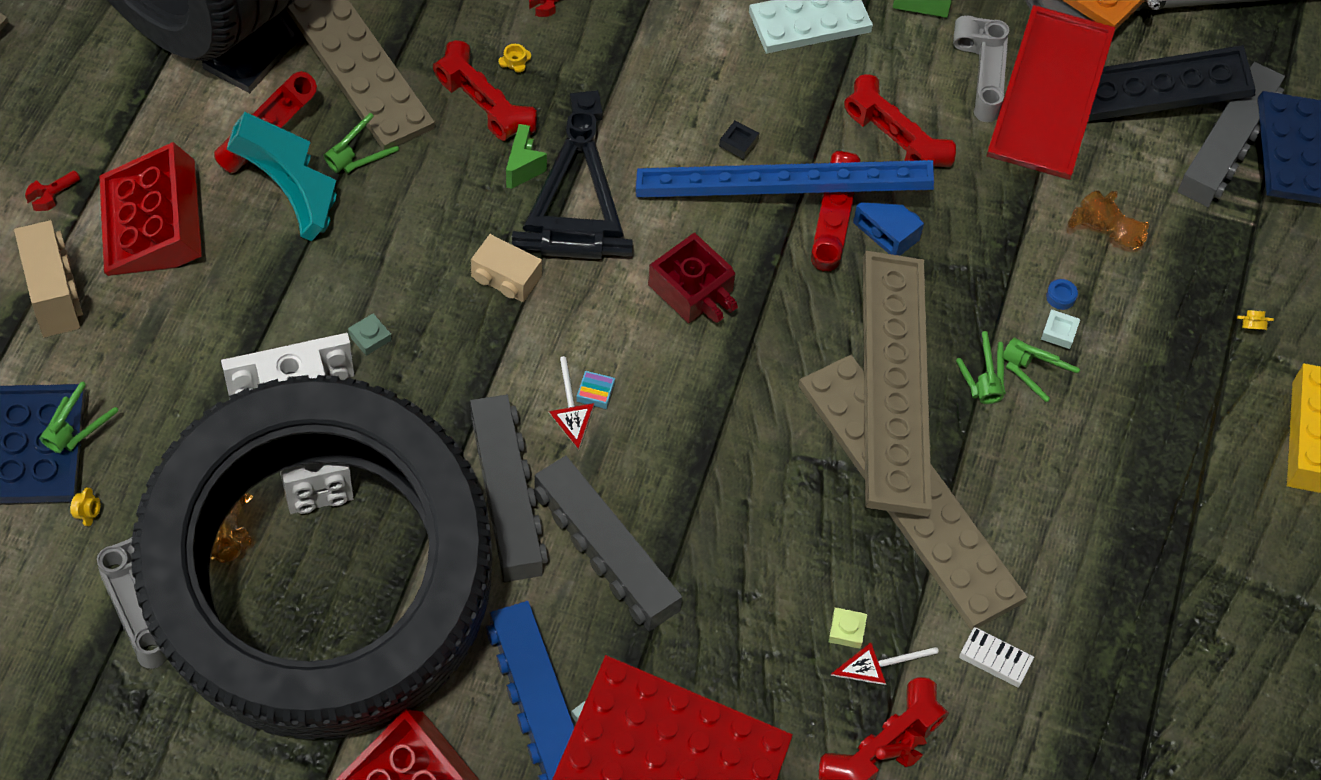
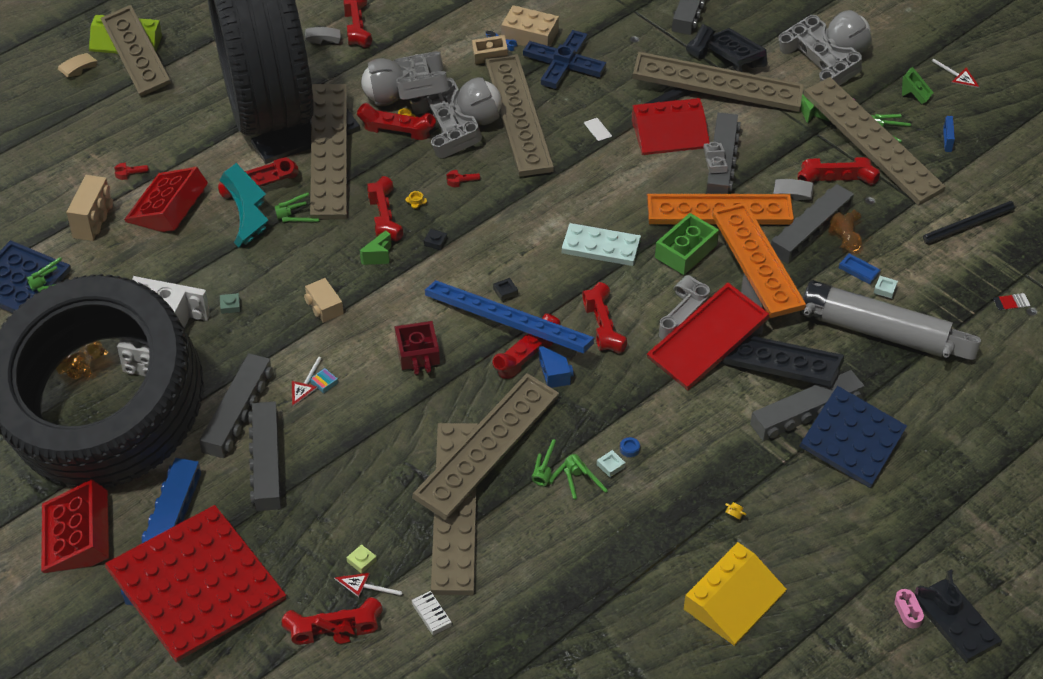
camera: 35 degrees right, 10 degrees down
(574, 235) = (378, 302): black piece -> none
(1104, 215) = (687, 414): clear orange animal -> none

